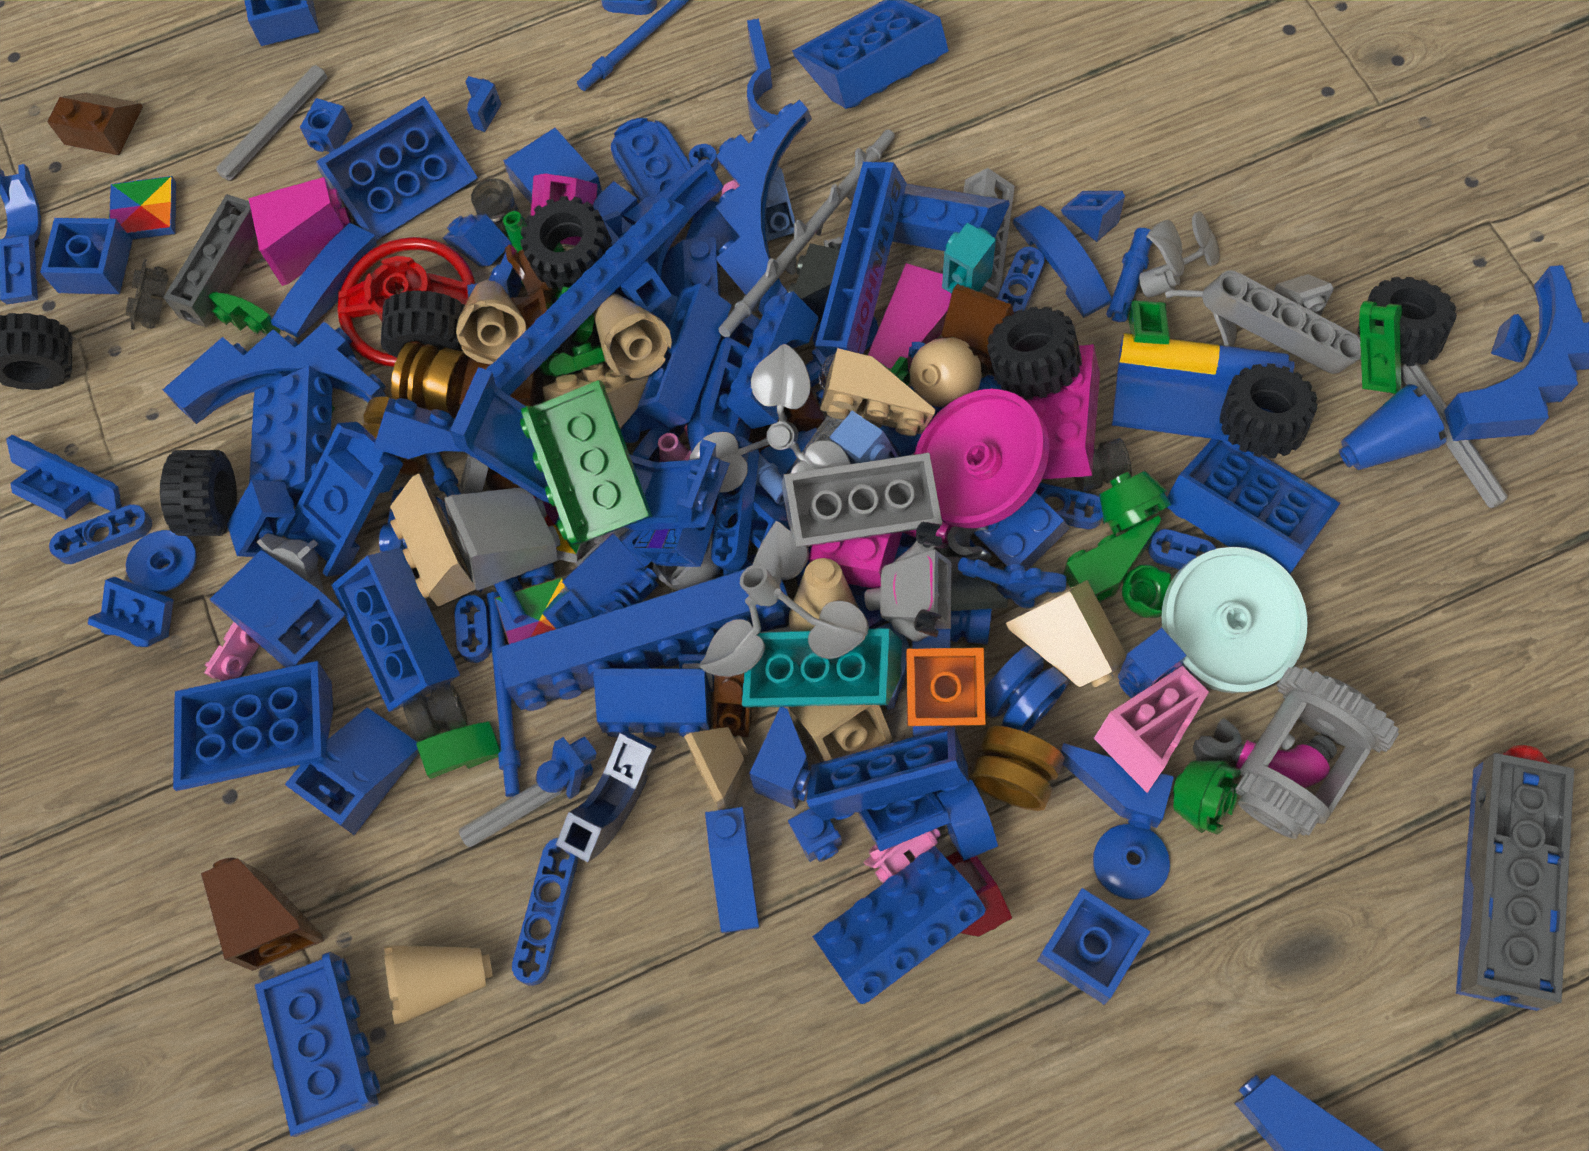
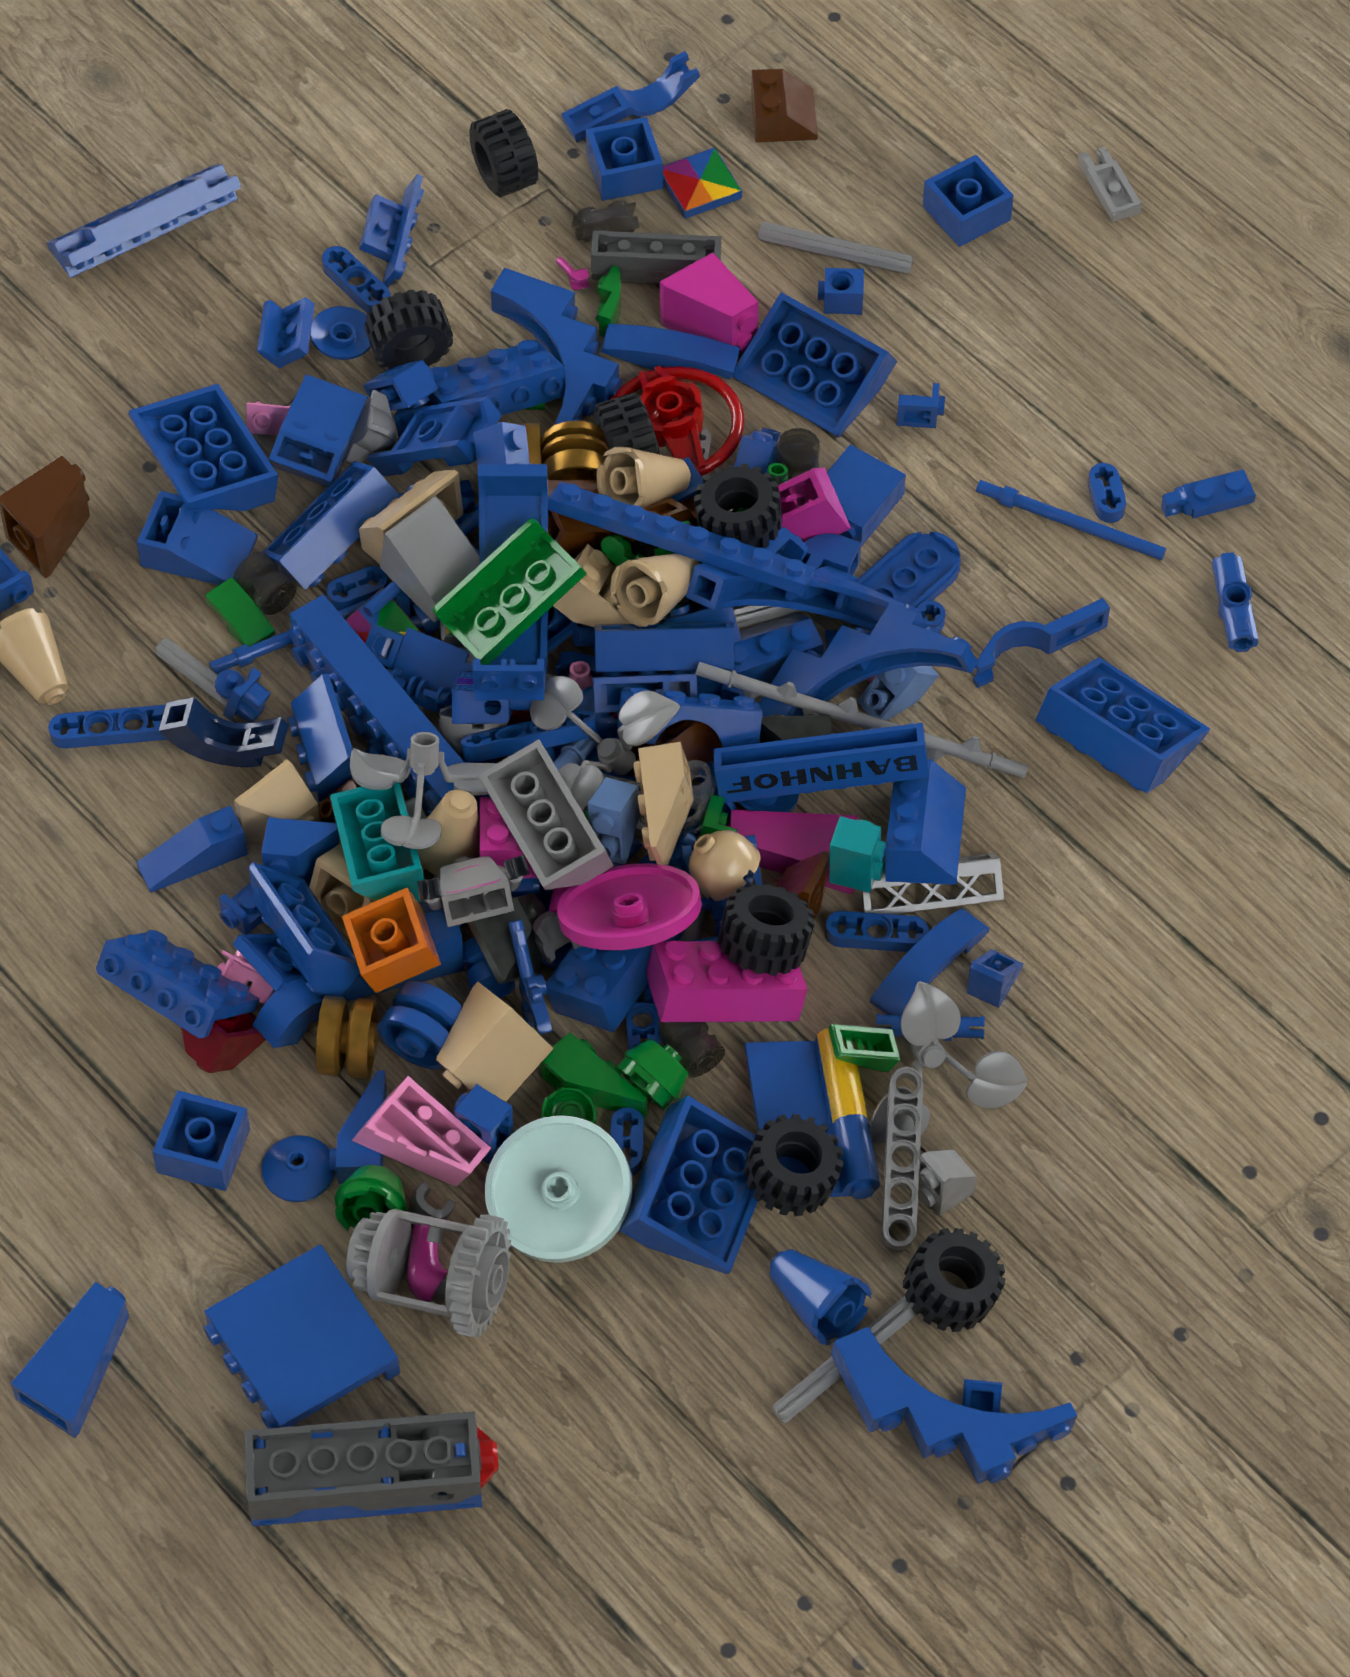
camera: 65 degrees right, 10 degrees down
(198, 339) = (577, 278): none -> dark pink hand
(1348, 908) = (299, 1339): none -> blue panel
(1380, 347) = (902, 1247): green plate -> none

